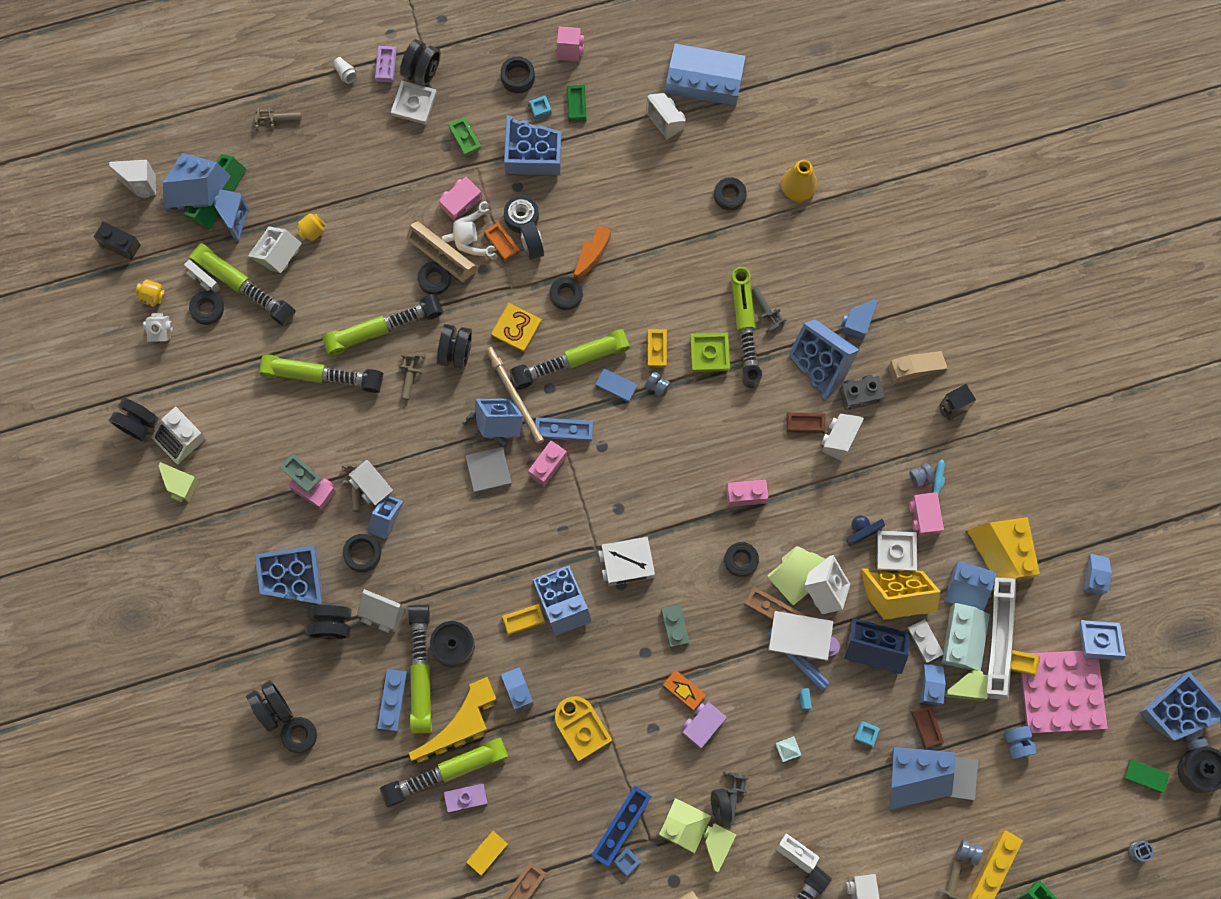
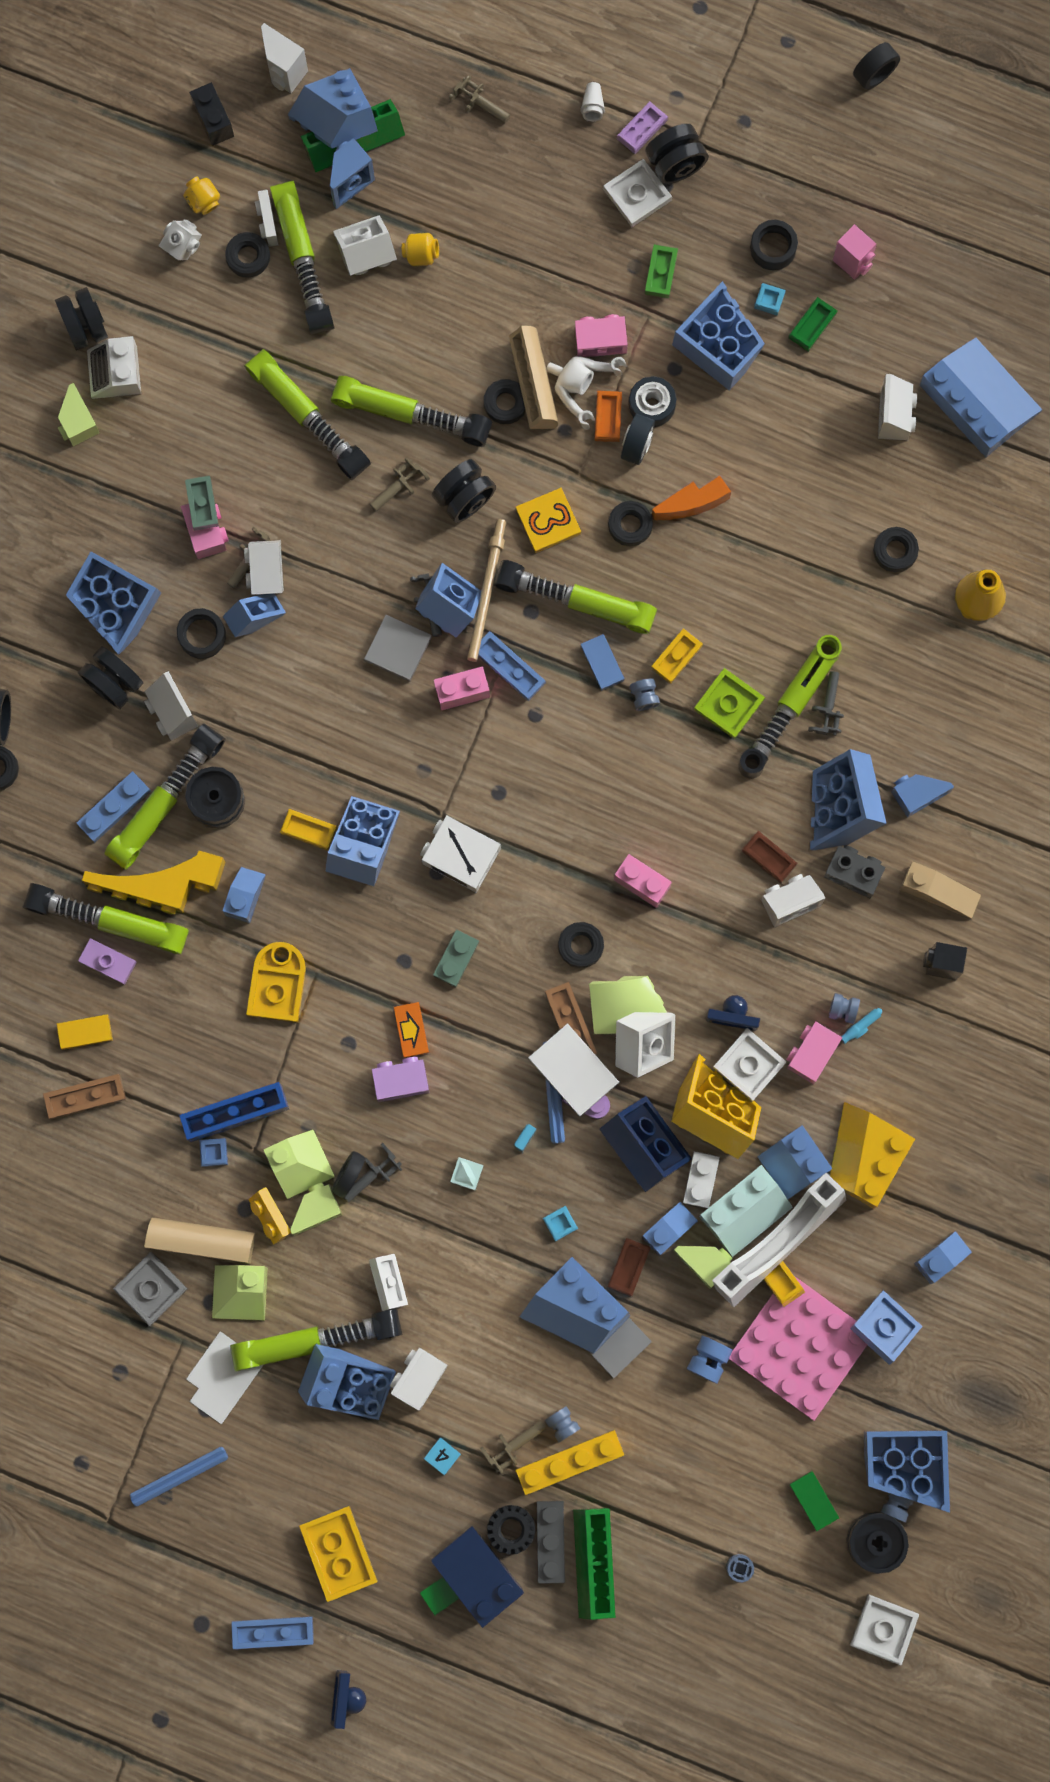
camera: 45 degrees right, 5 degrees up
(694, 872) = (269, 1215): none -> yellow plate

